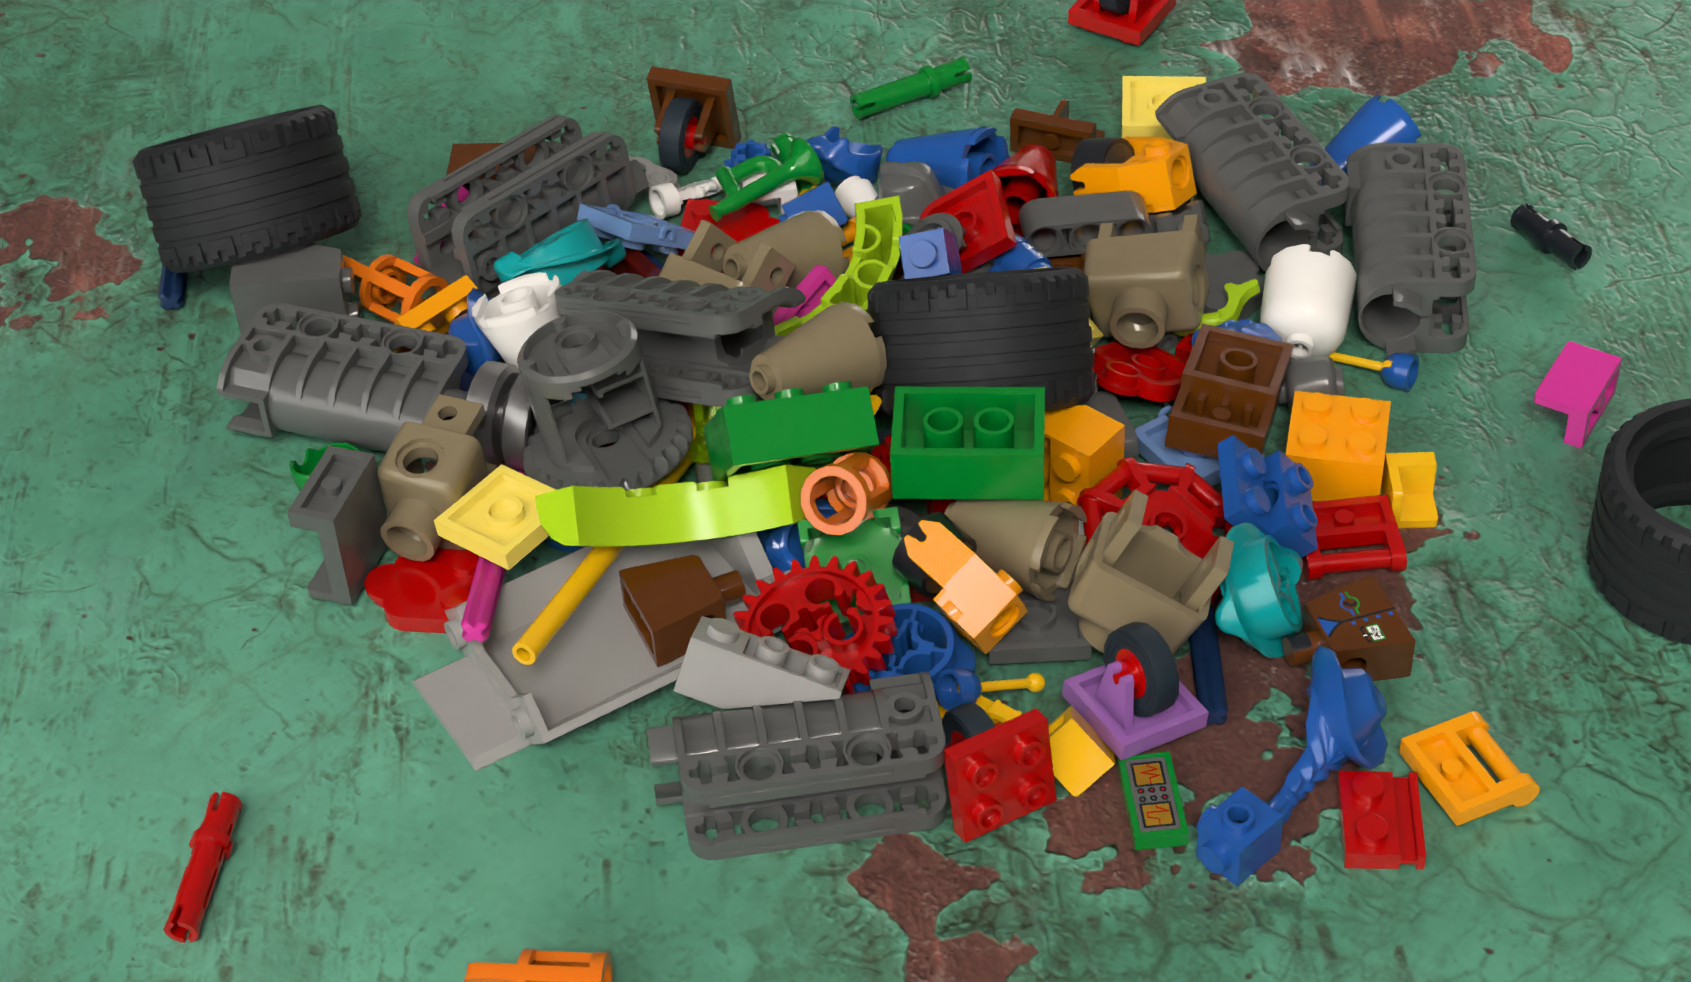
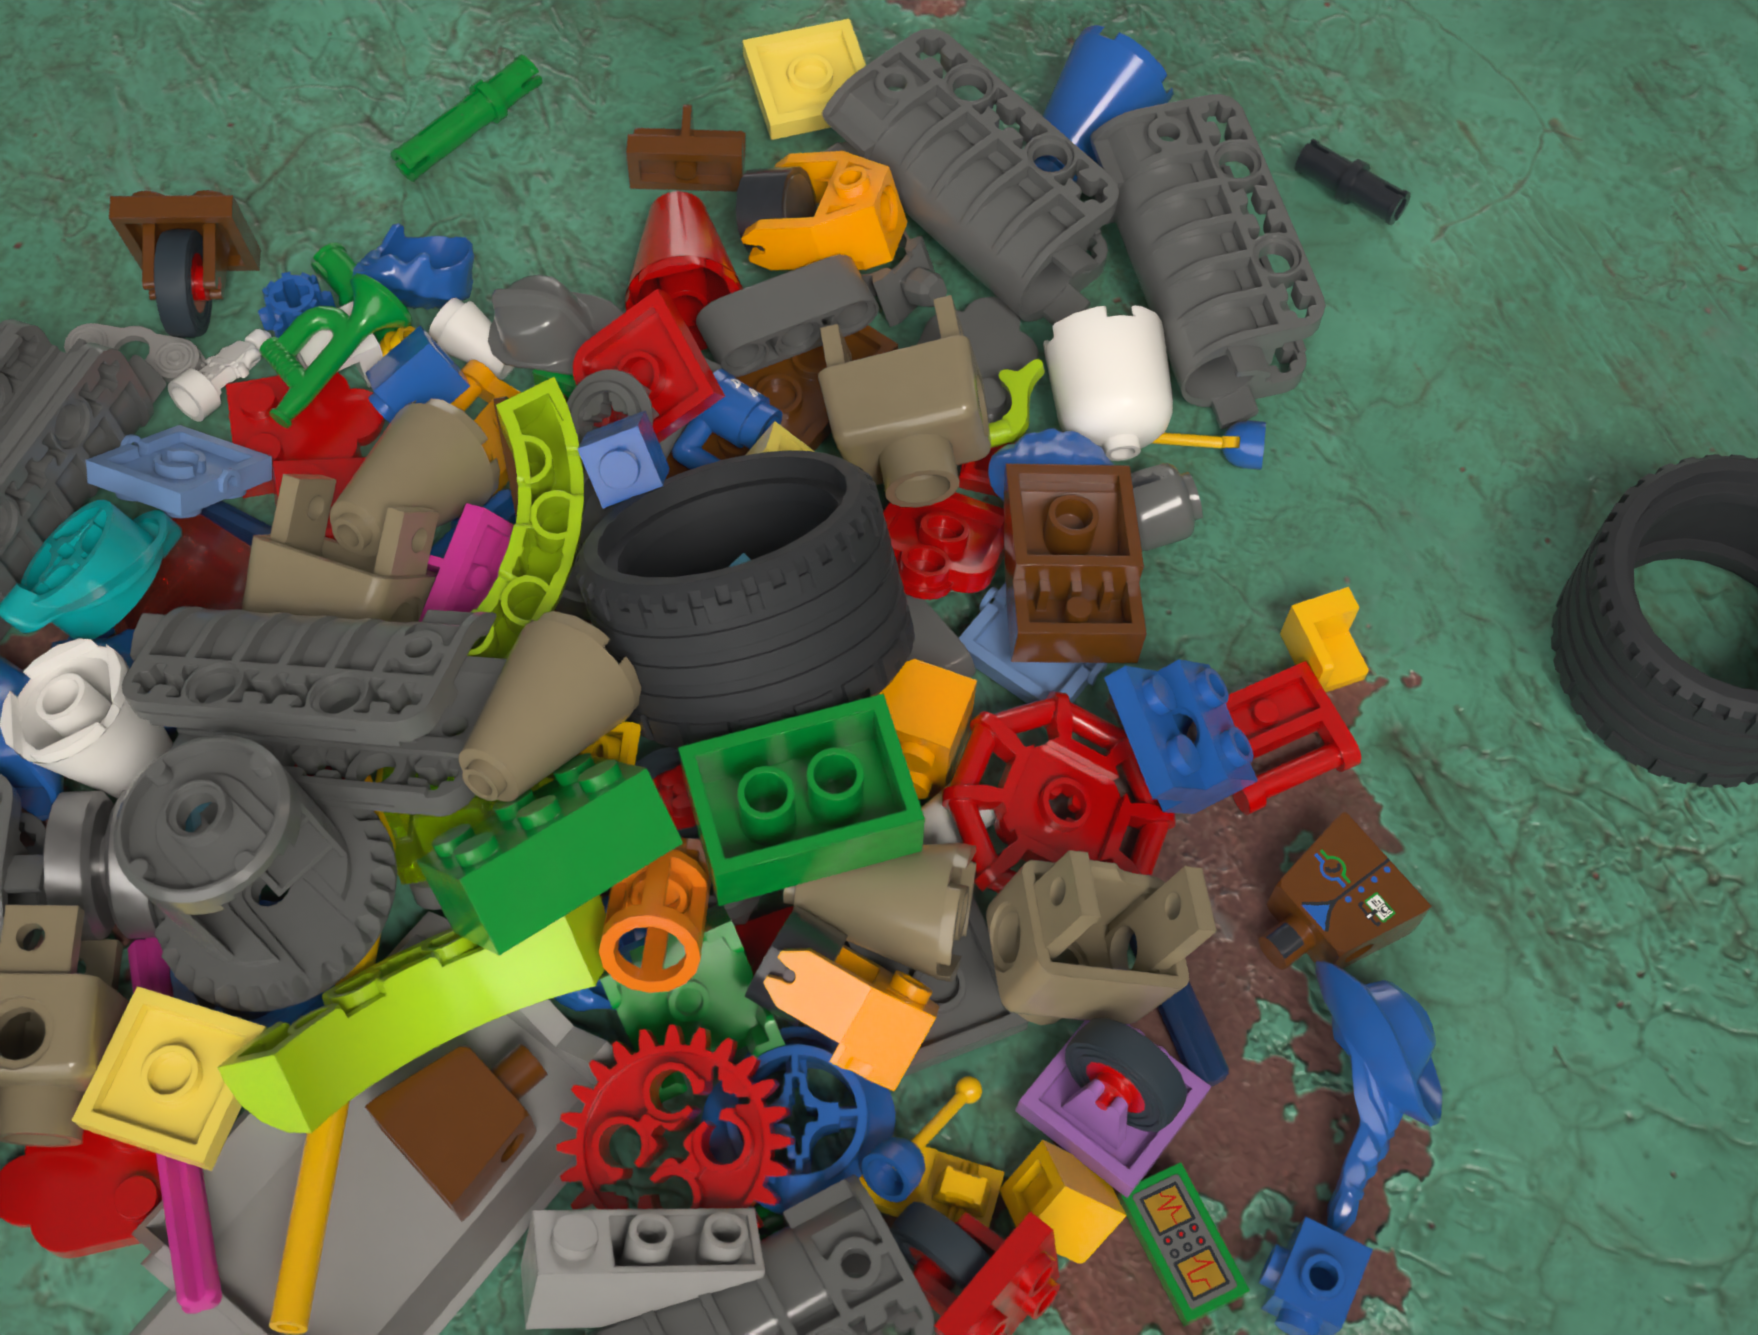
camera: 25 degrees left, 20 degrees up
(954, 154) = (580, 243): blue cone -> none
(1260, 591) = (1219, 840): teal piece -> none
(1339, 443) = (1222, 599): light orange brick -> none
(1380, 820) = (1466, 1184): red plate -> none
(1458, 777) = (1531, 1085): light orange plate -> none
(1580, 386) = (1474, 426): dark pink panel -> none

